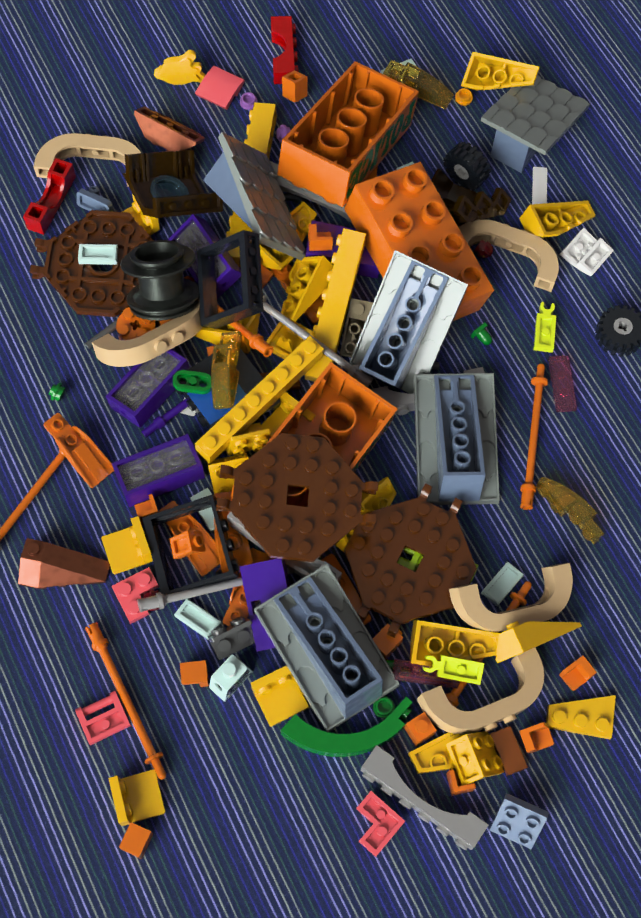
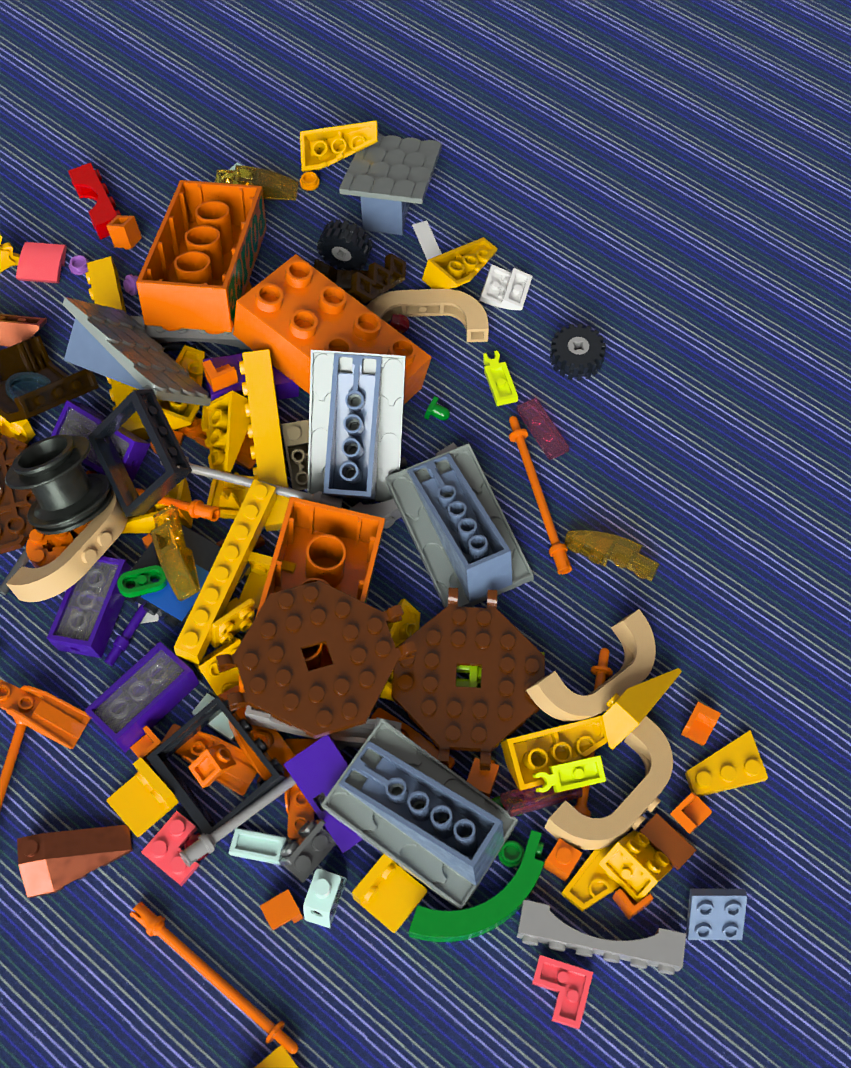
camera: 20 degrees left, 5 degrees down
(106, 723) = (201, 1016): coral plate -> none
(502, 584) = (577, 662): light aqua tile -> none

